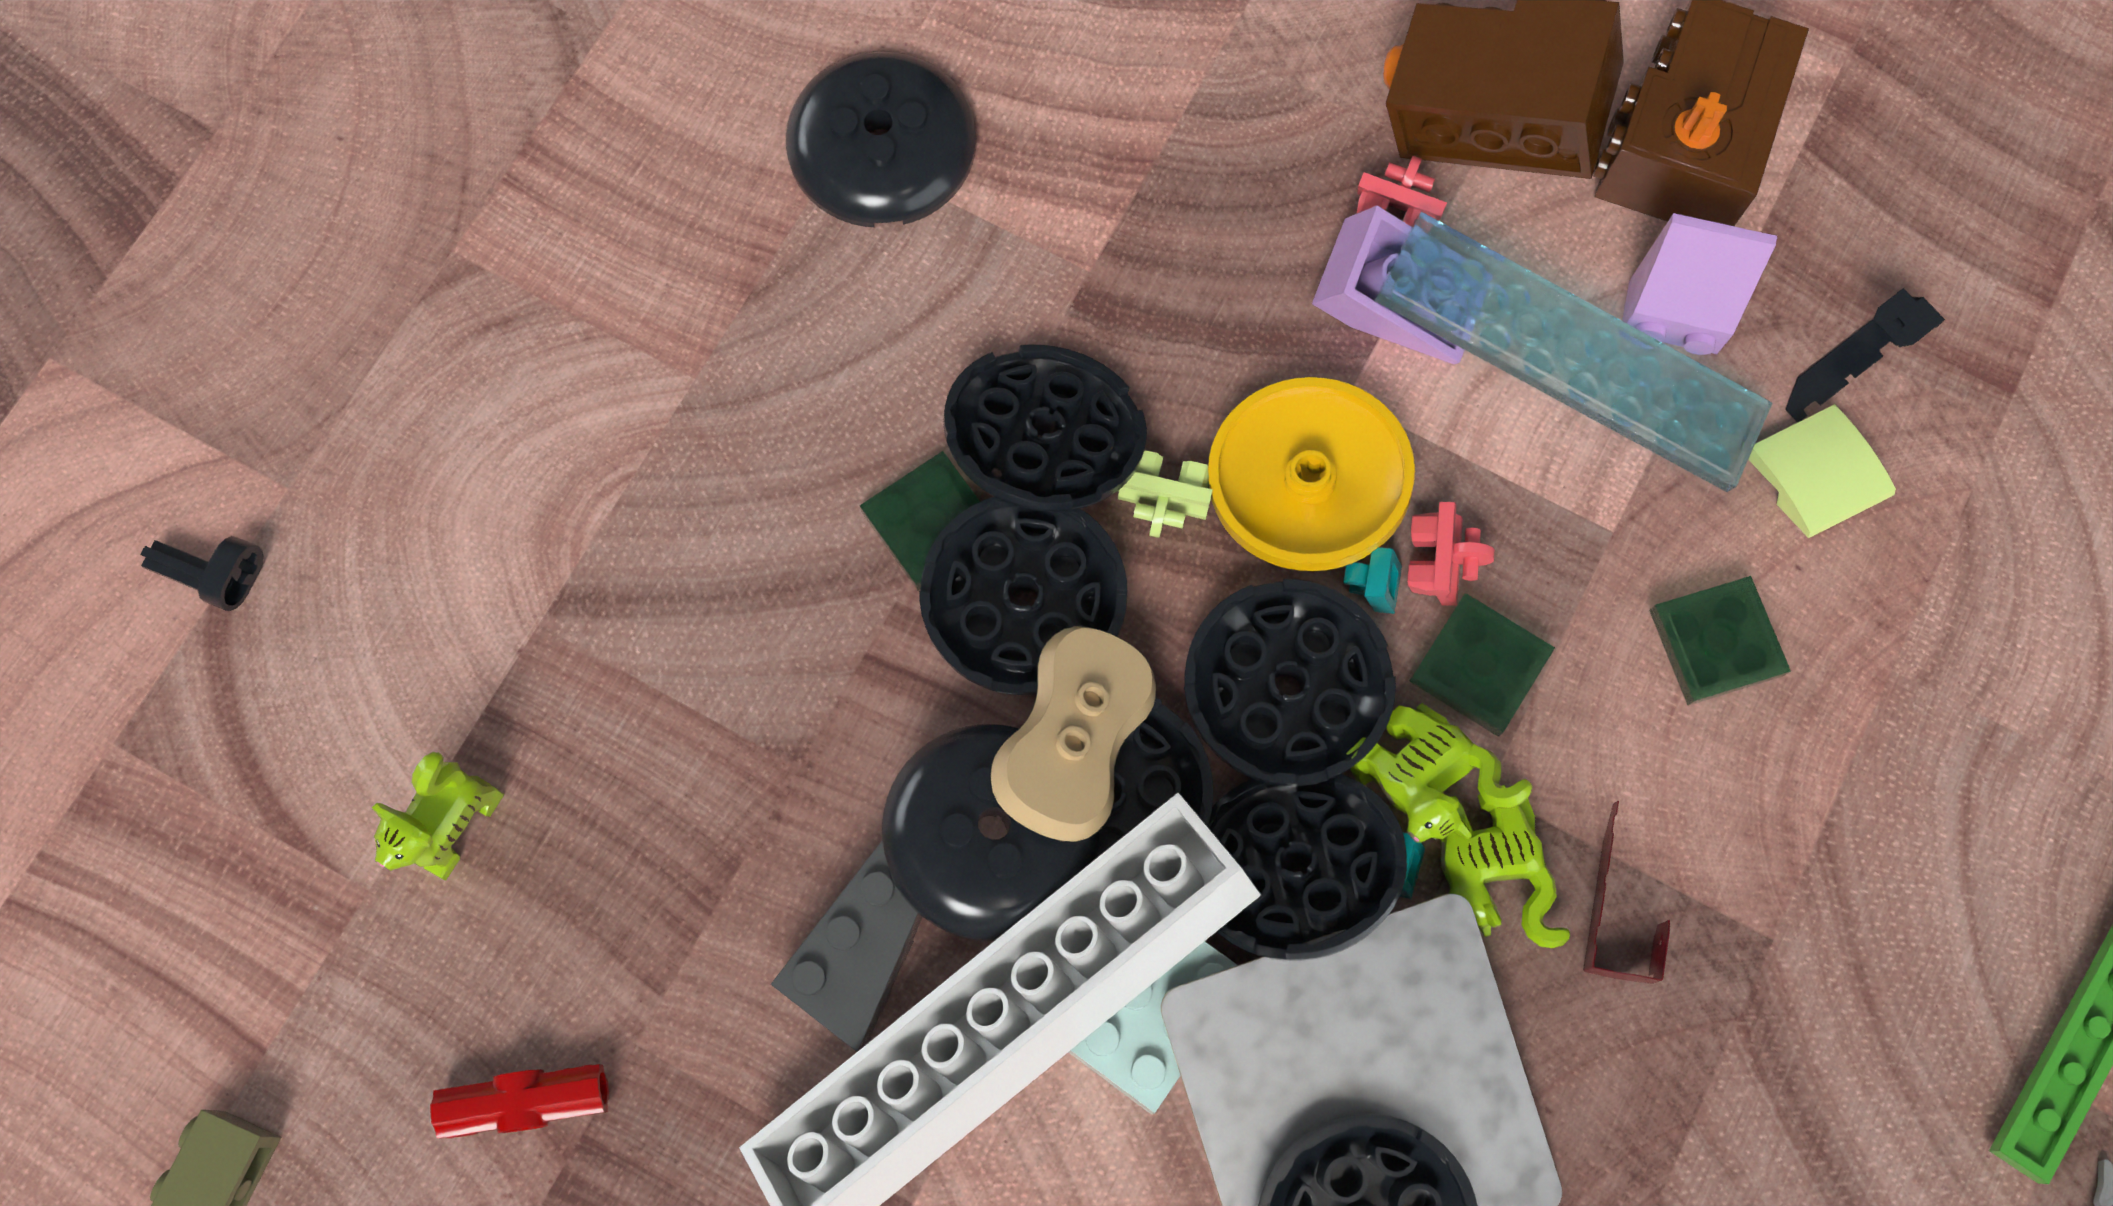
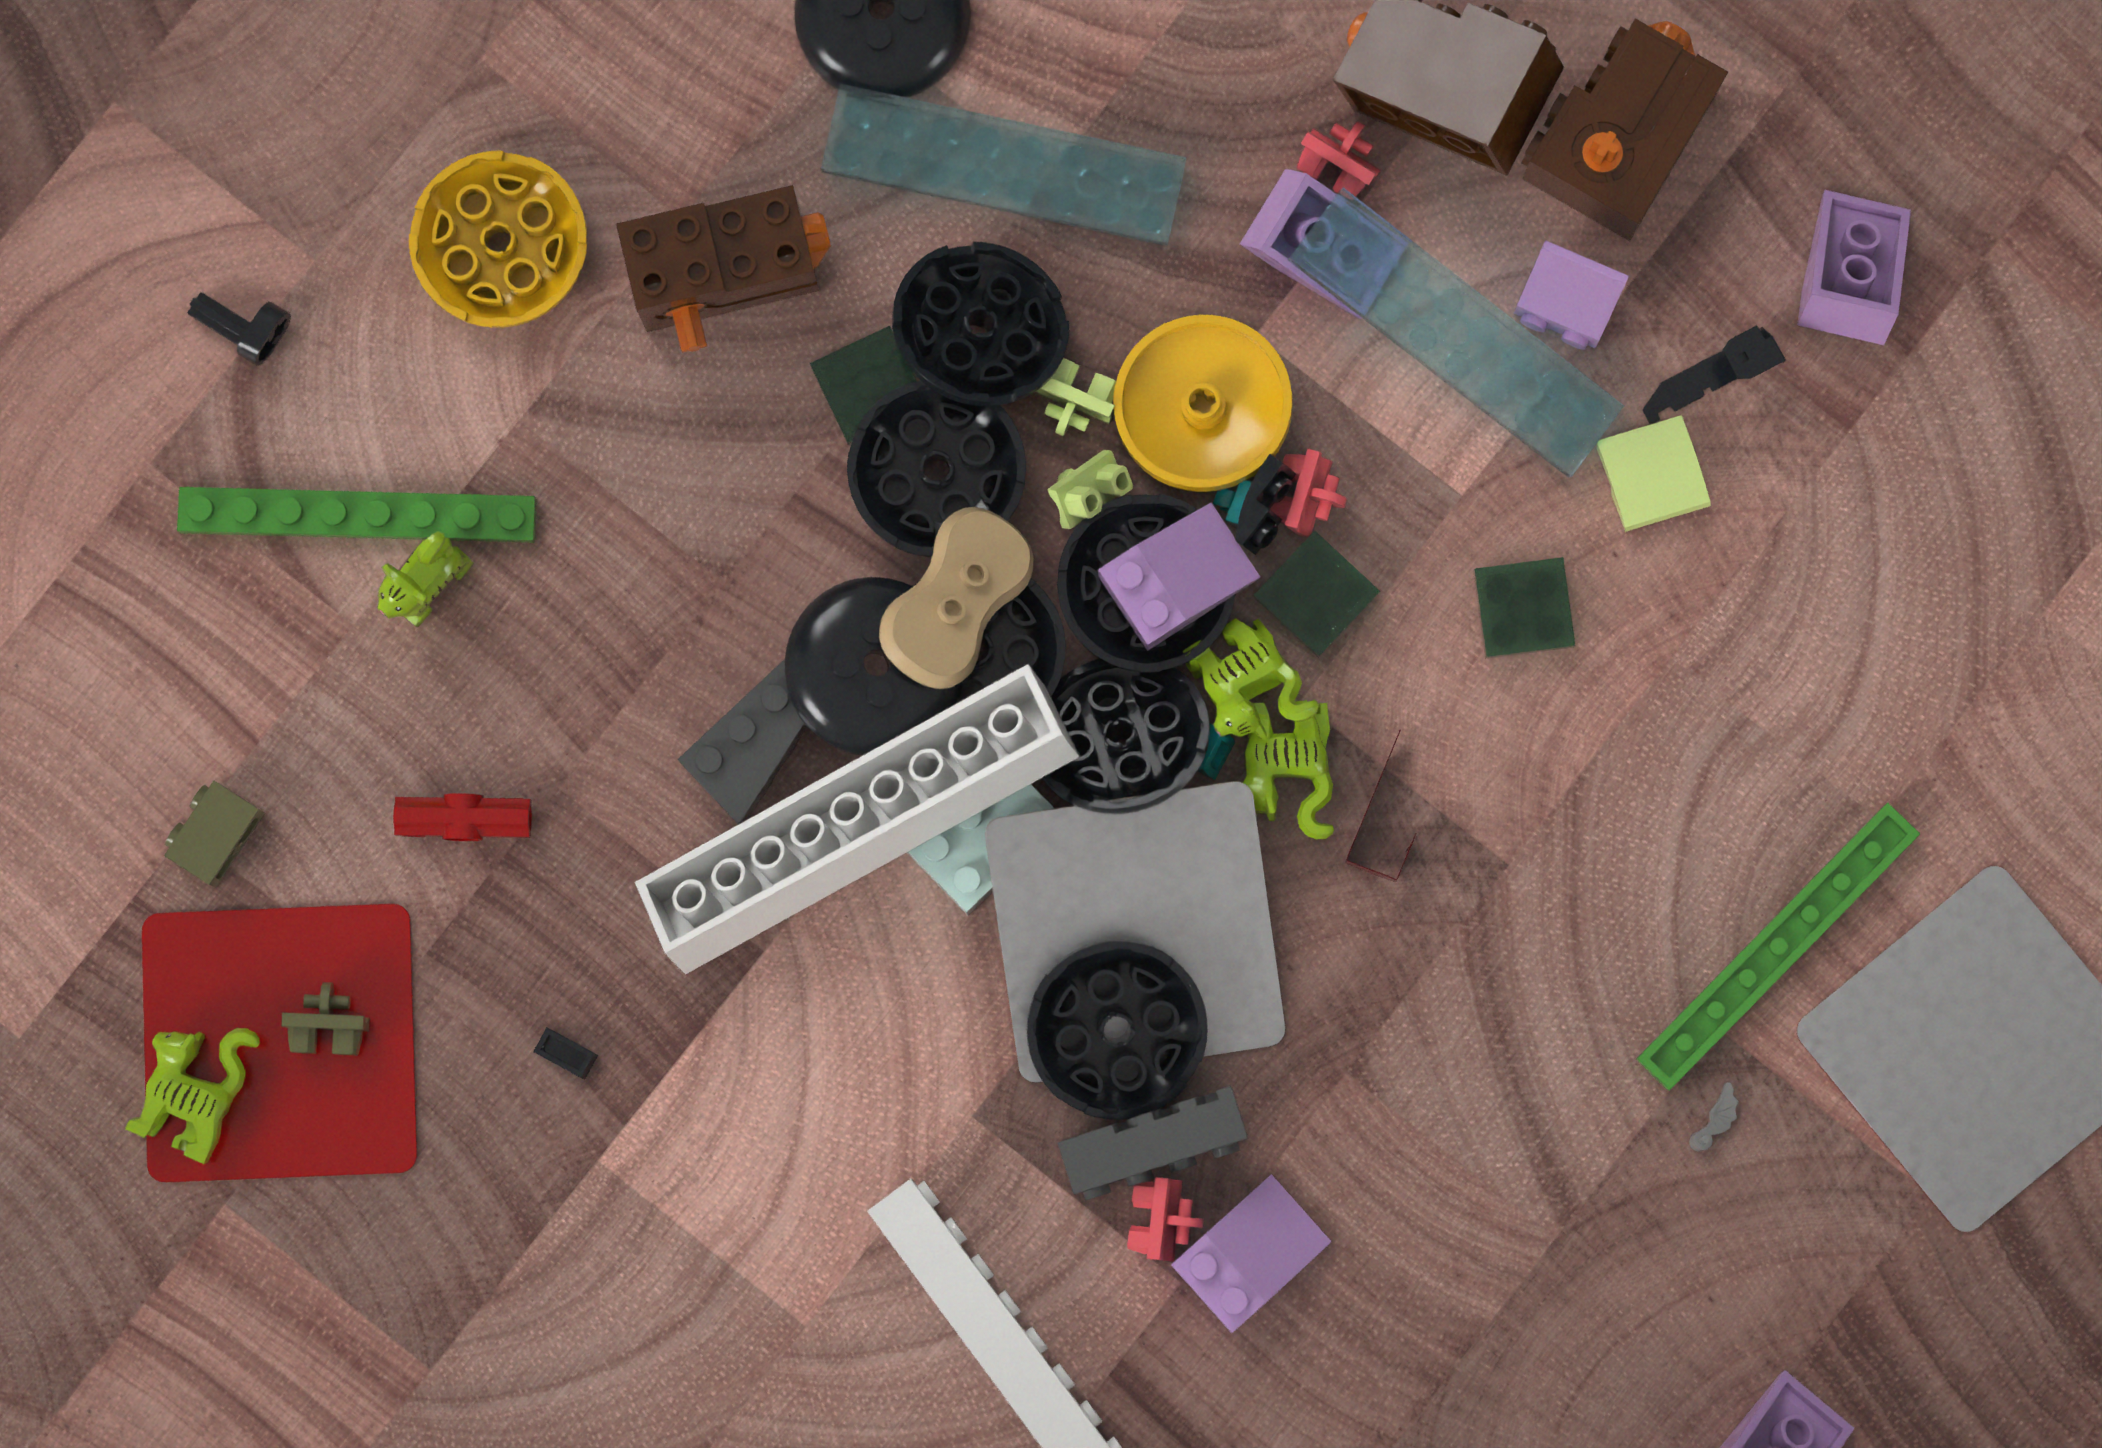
camera: 15 degrees right, 10 degrees up
(354, 760) = (356, 514): none -> bright green plate
(461, 390) = (469, 206): none -> yellow brick
(738, 400) = (720, 259): none -> reddish brown piece
(1038, 264) = (1003, 164): none -> clear light blue plate
(1202, 586) = (1085, 490): none -> yellowish green hips
(1325, 666) = (1177, 575): none -> lavender slope
(1403, 585) = (1256, 522): none -> black slope
(1979, 226) = (1855, 268): none -> lavender slope

